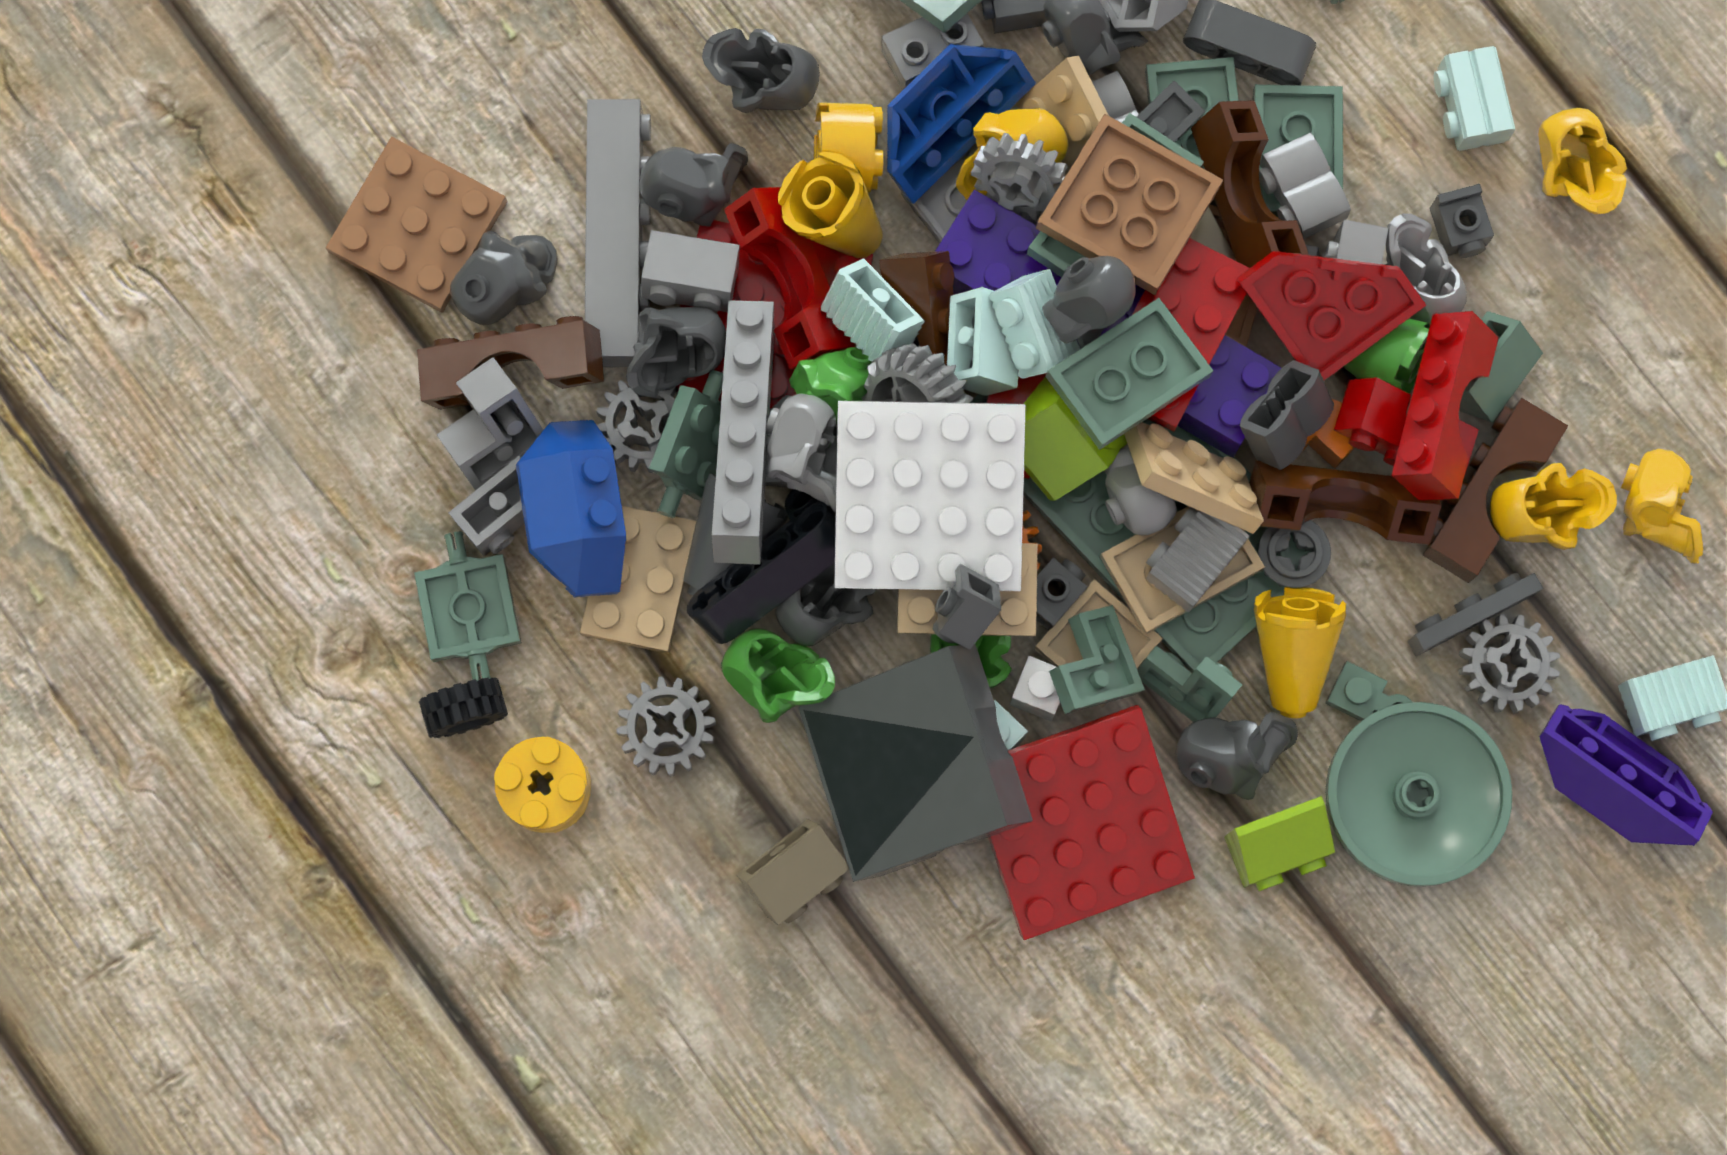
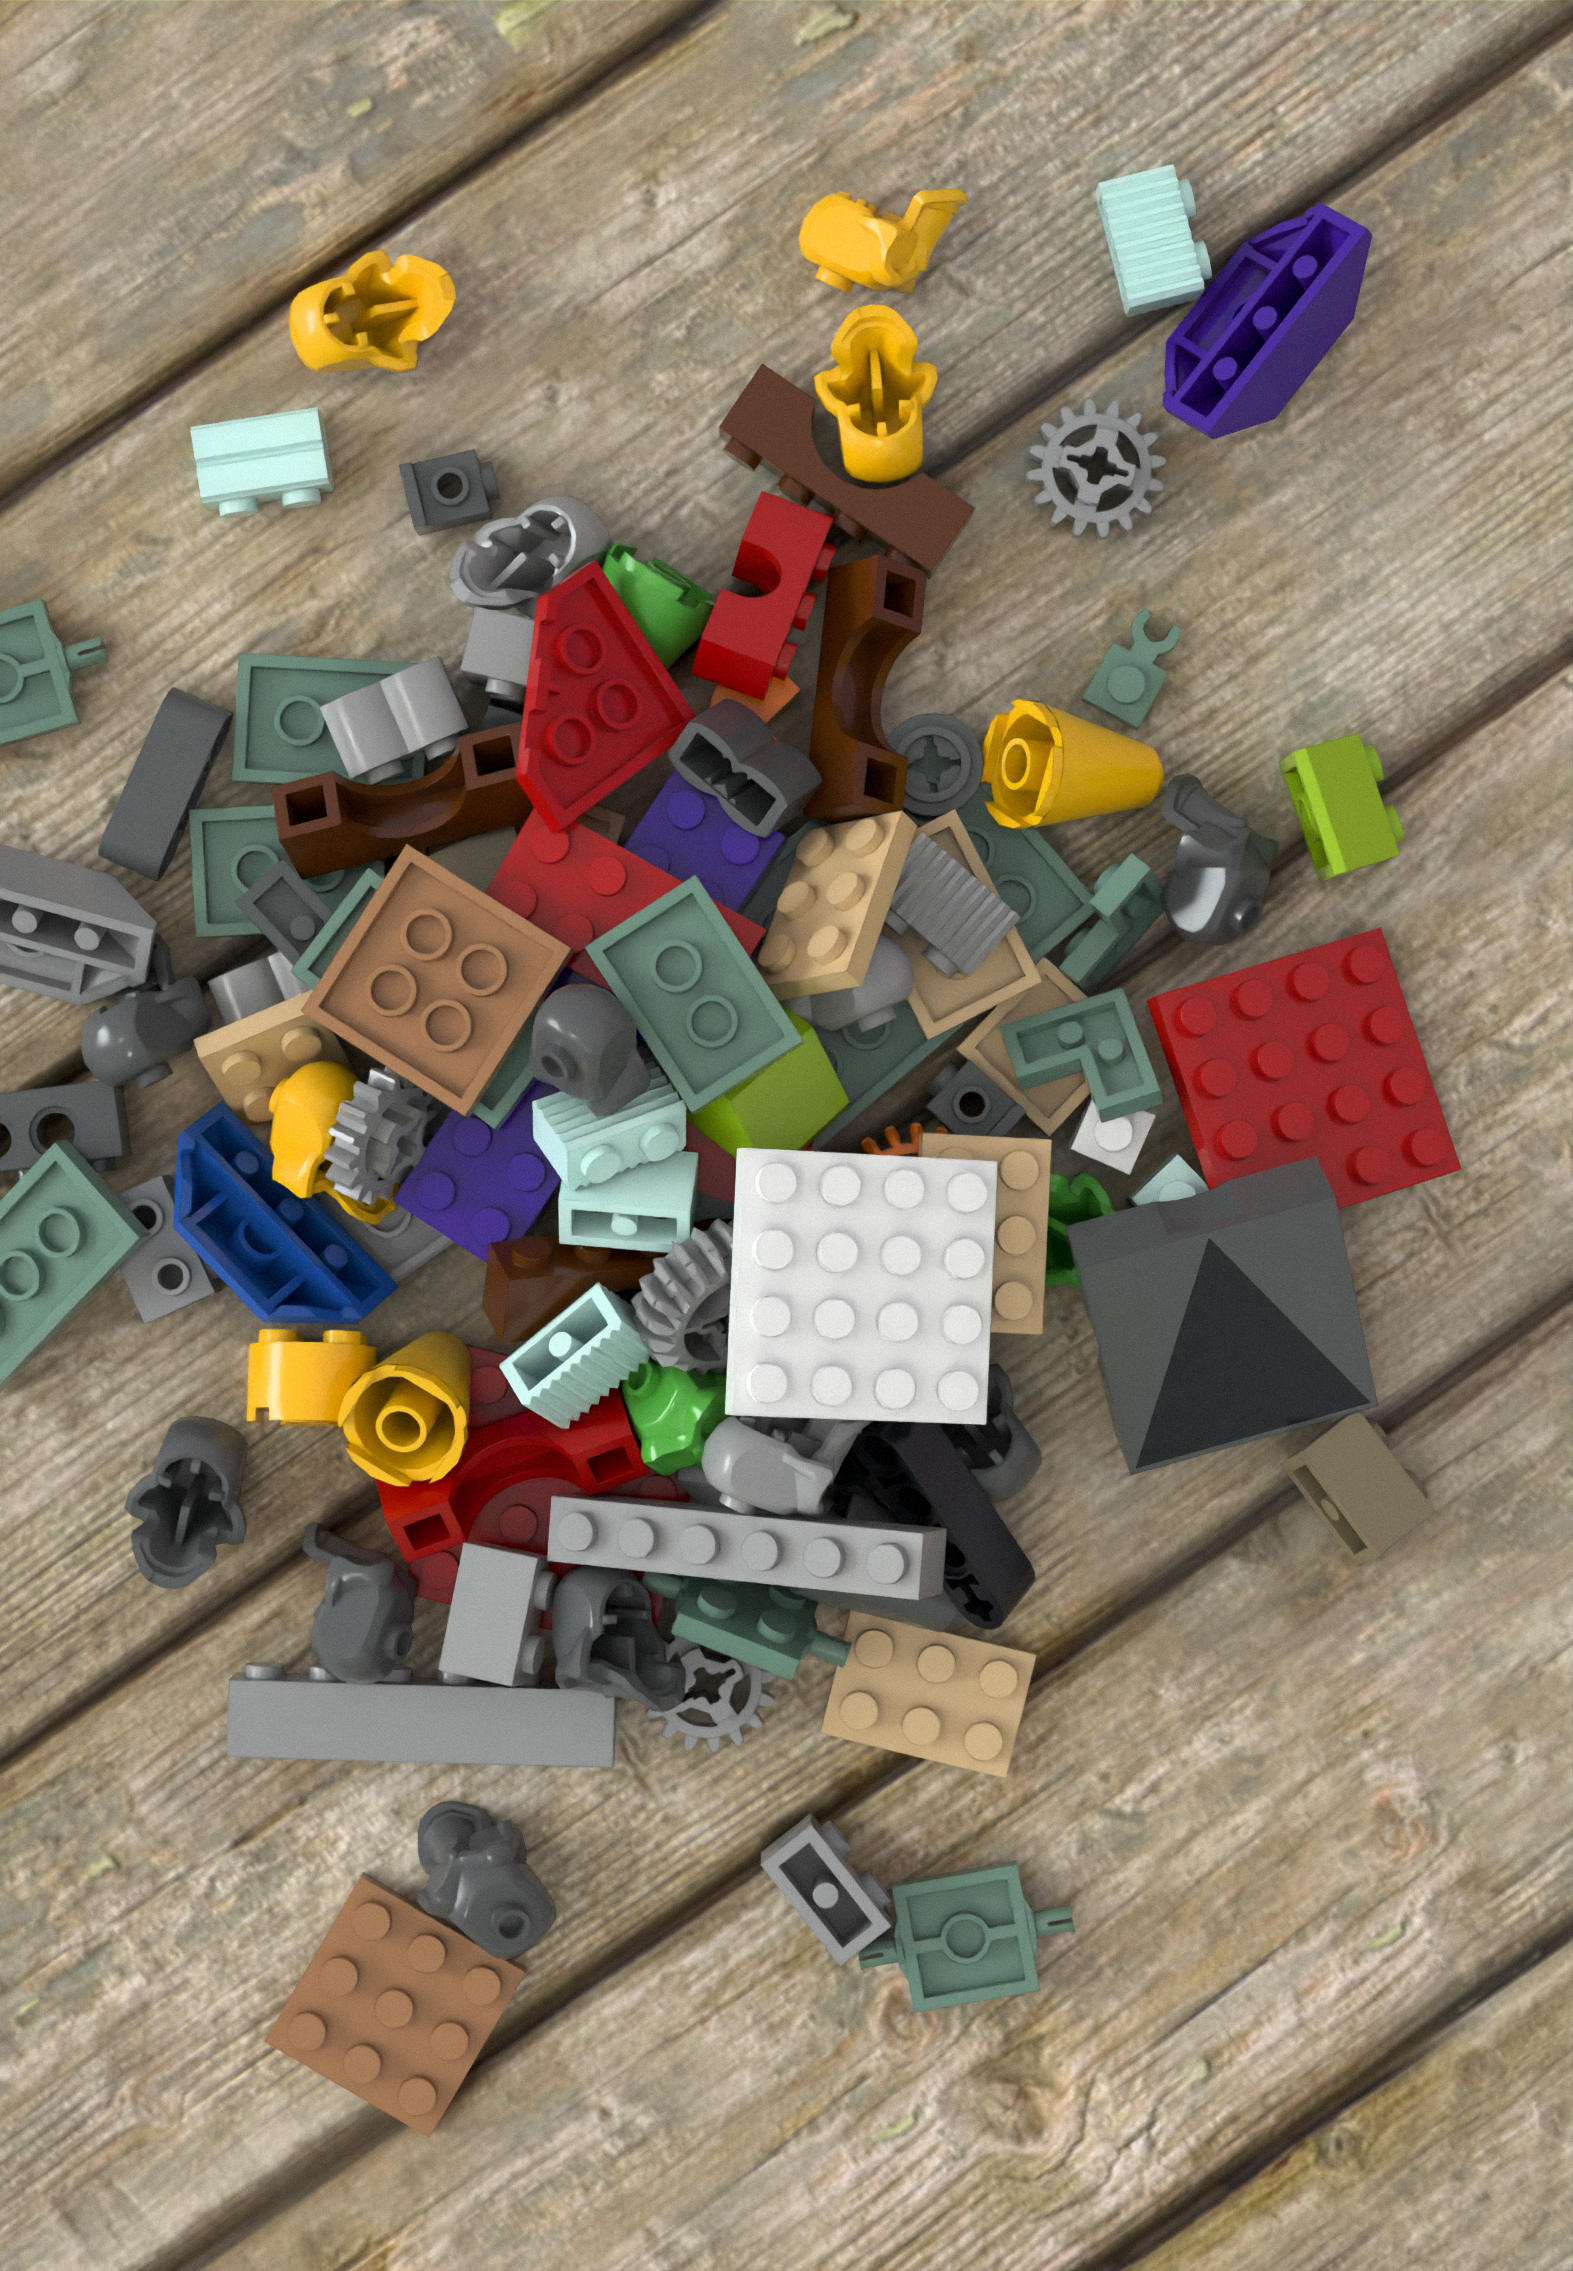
camera: 90 degrees left, 10 degrees up
(463, 707) = (1114, 1945): black tyre -> none
(494, 430) = (715, 1897): light grey brick -> none
(517, 778) = (1218, 1871): yellow brick -> none
(564, 352) = (614, 1804): reddish brown arch -> none
(574, 507) = (833, 1788): blue wedge -> none
(680, 710) = (1127, 1684): light grey gear -> none
(776, 673) = (1081, 1502): bright green head -> none
(966, 608) = (1025, 1239): dark grey brick -> none
(1418, 794) = (1279, 610): sand green dish -> none
(1431, 449) = (807, 566): red arch -> none
(1473, 611) = (1020, 514): dark grey plate -> none
(1512, 362) = (668, 468): sand green brick -> none

